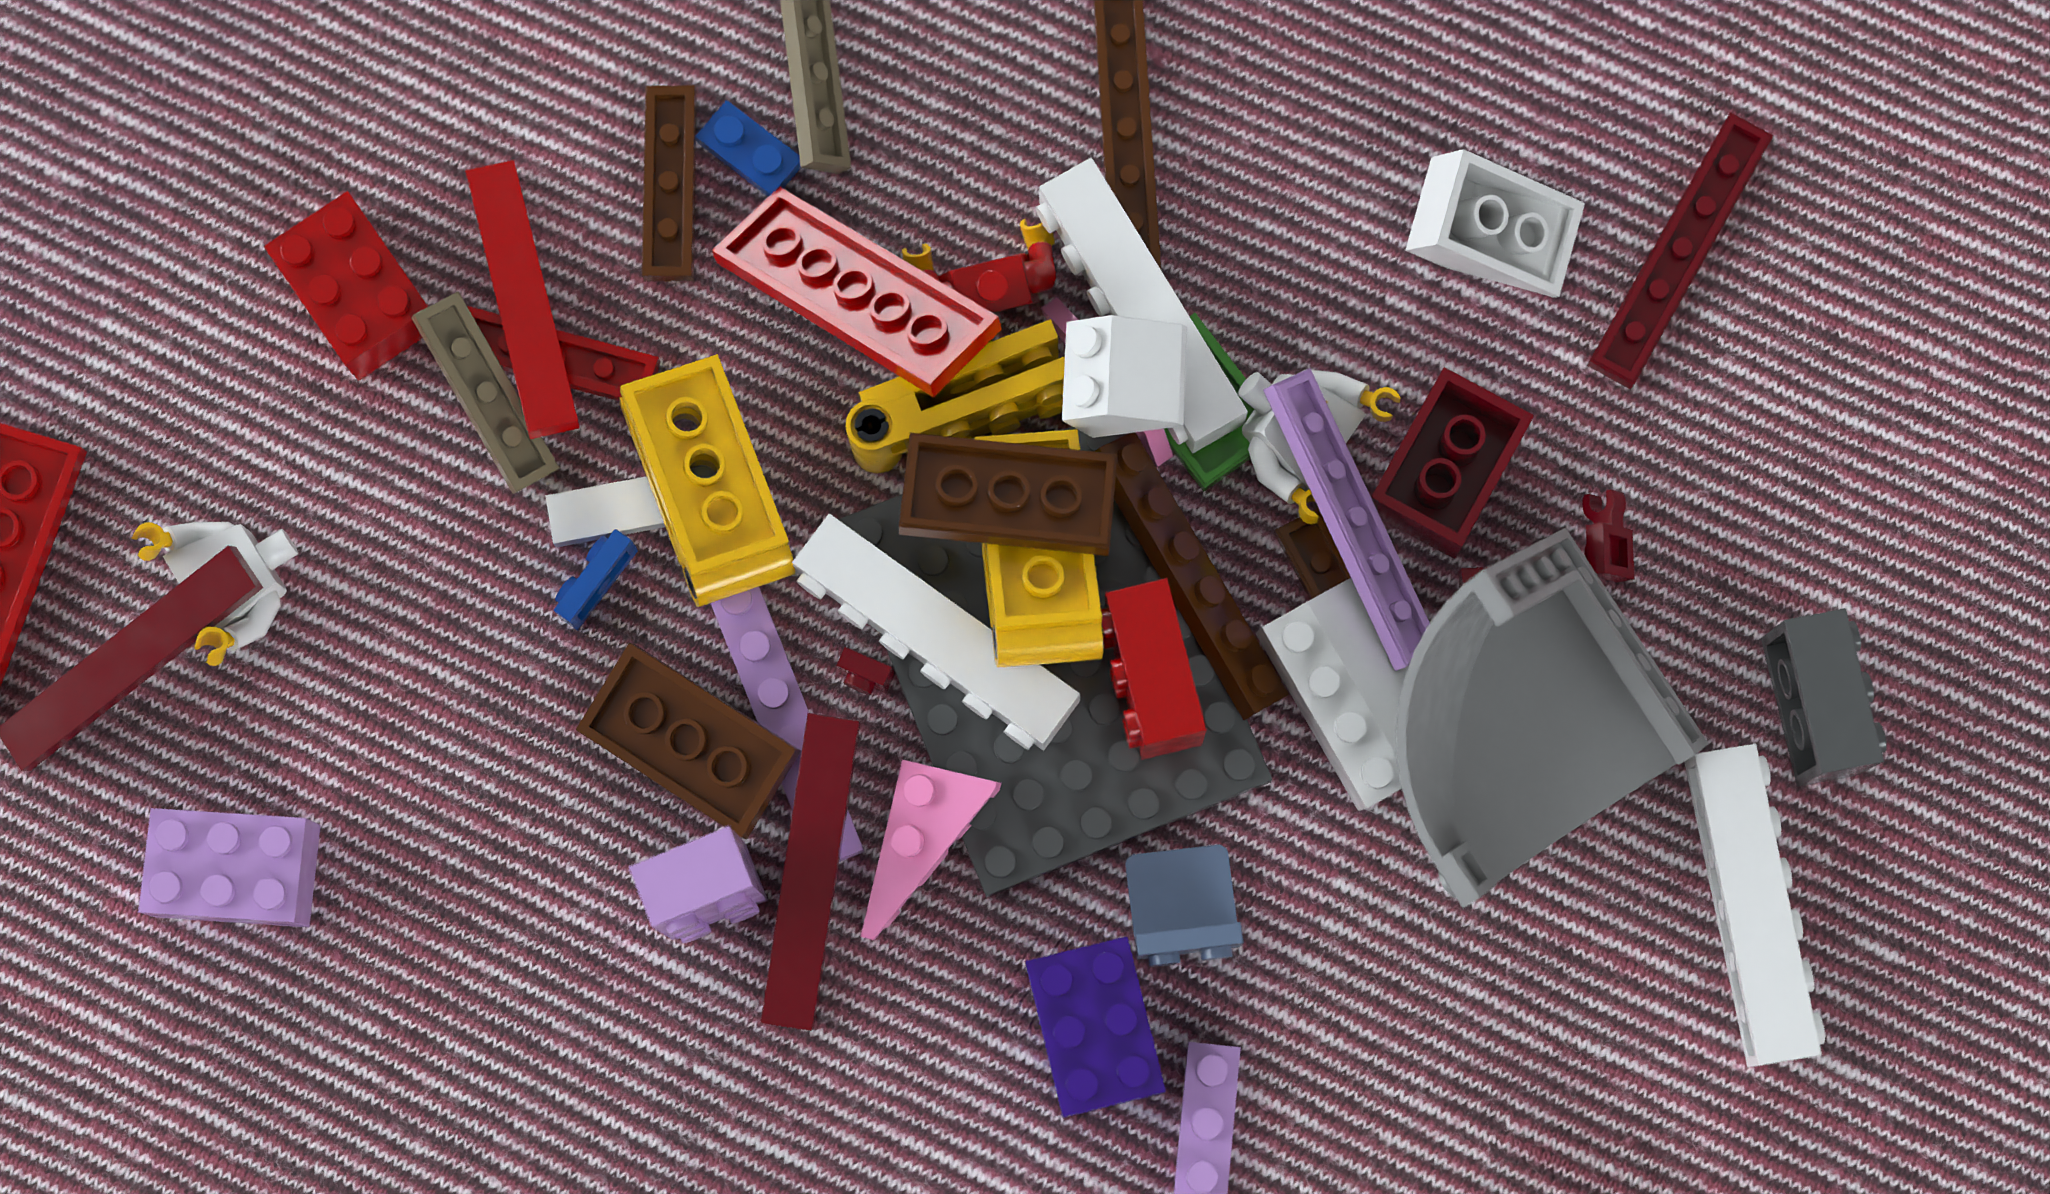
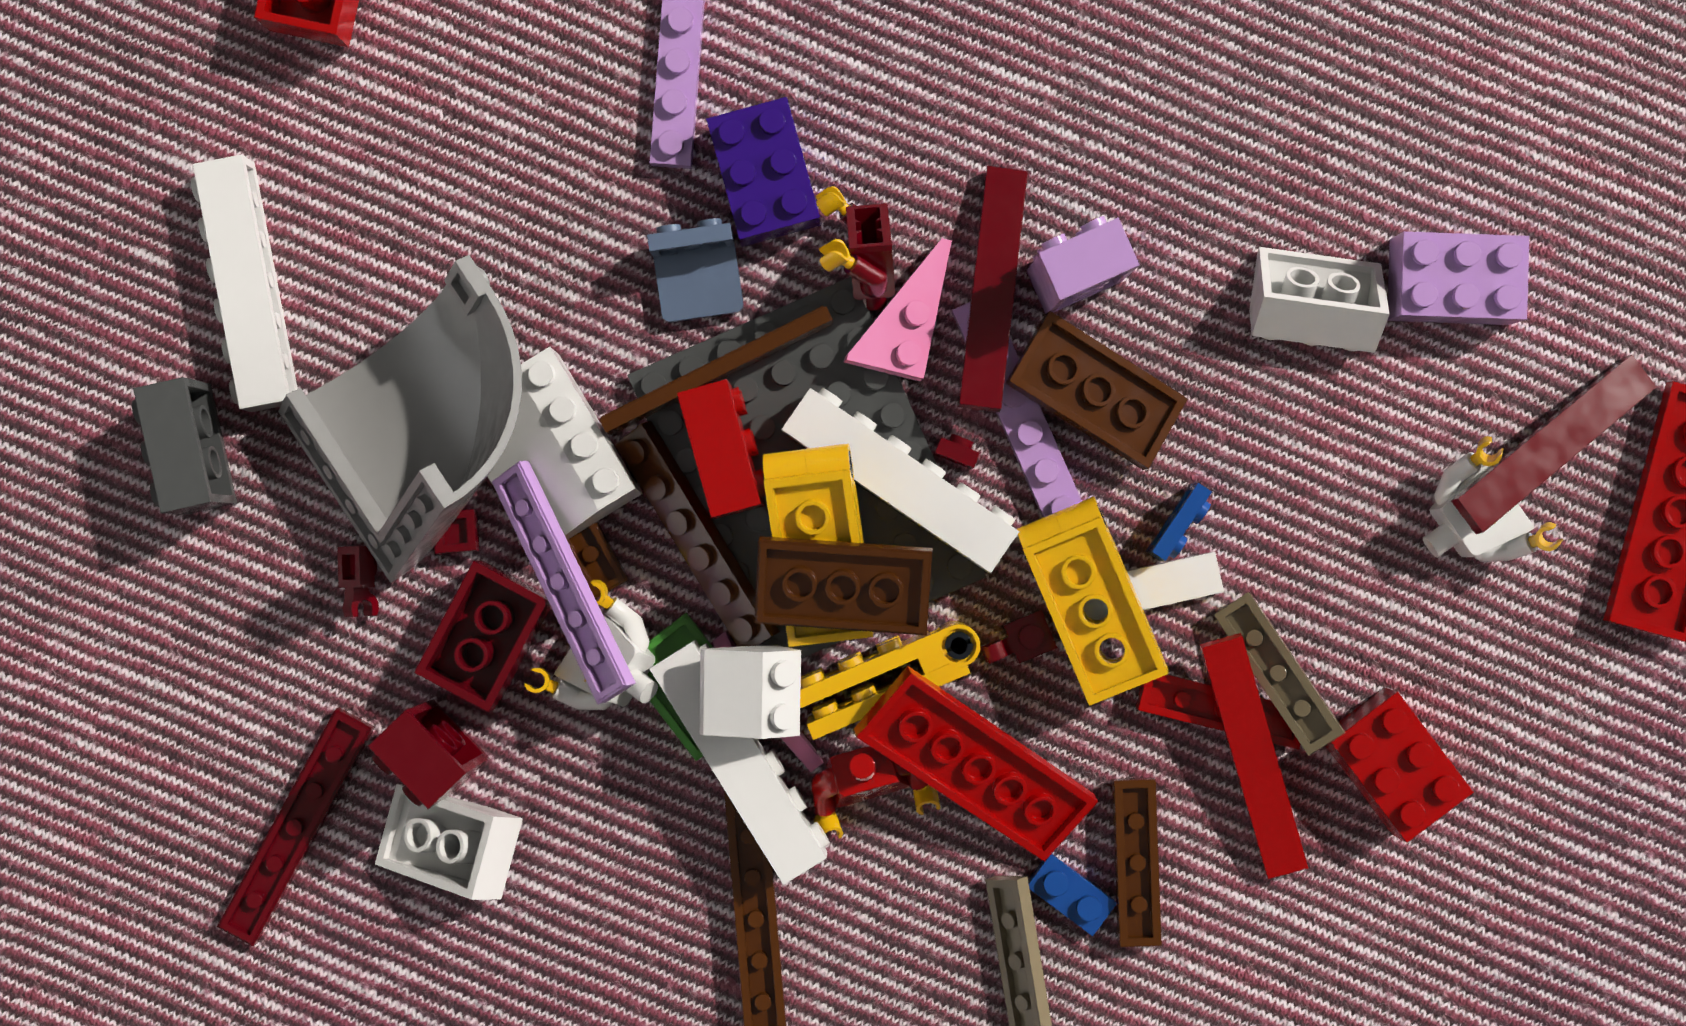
camera: 175 degrees right, 10 degrees up
(405, 848) = (1318, 300): none -> white slope
(790, 448) = (1024, 638): none -> dark red plate
(963, 924) = (870, 248): none -> dark red torso
(1159, 773) = (717, 369): none -> reddish brown tile
(1514, 317) = (427, 753): none -> dark red brick

